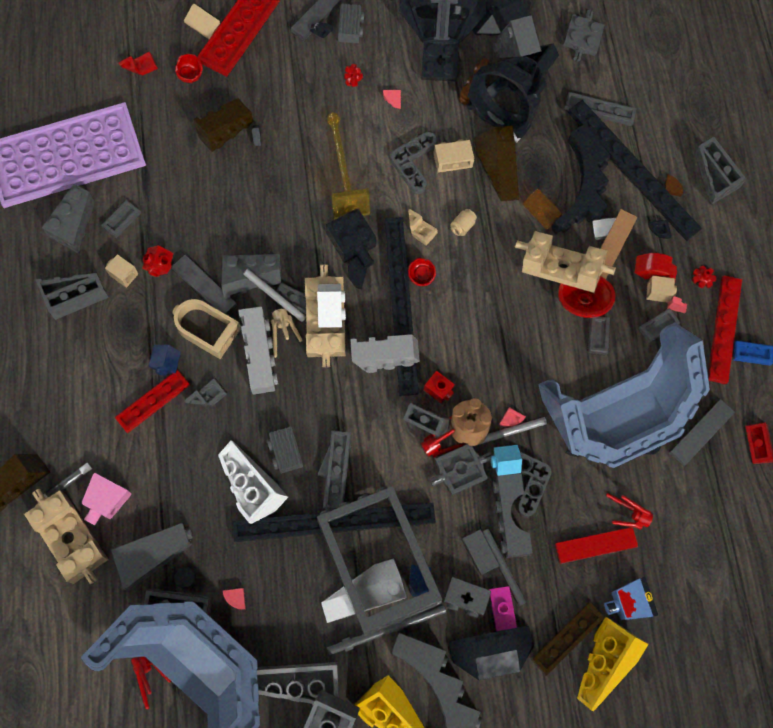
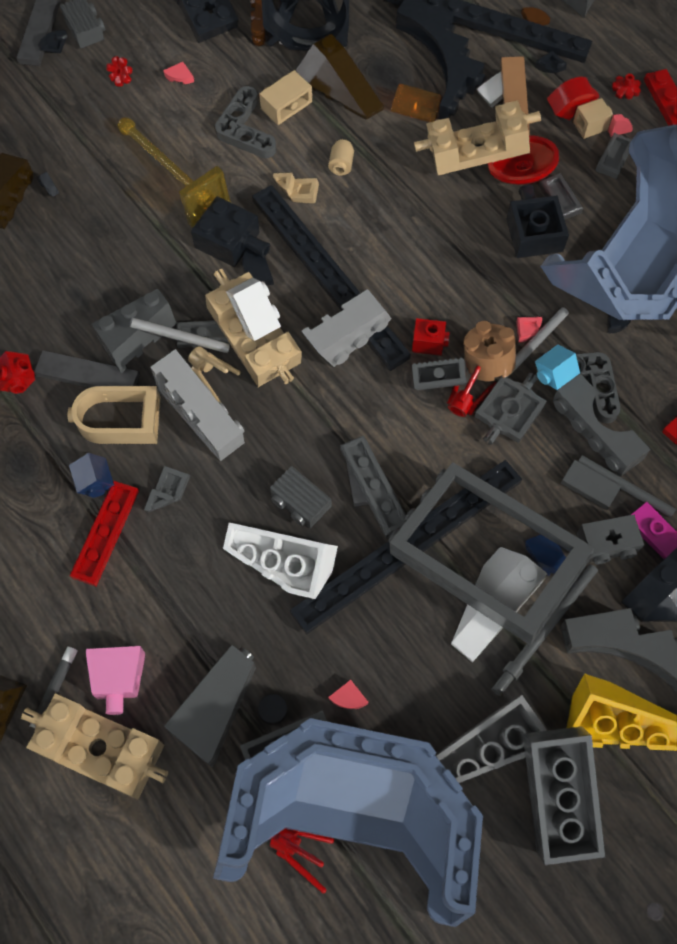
camera: 25 degrees left, 5 degrees down
(421, 272) = (330, 229): red hair -> none
(564, 347) = (536, 224): none -> black brick

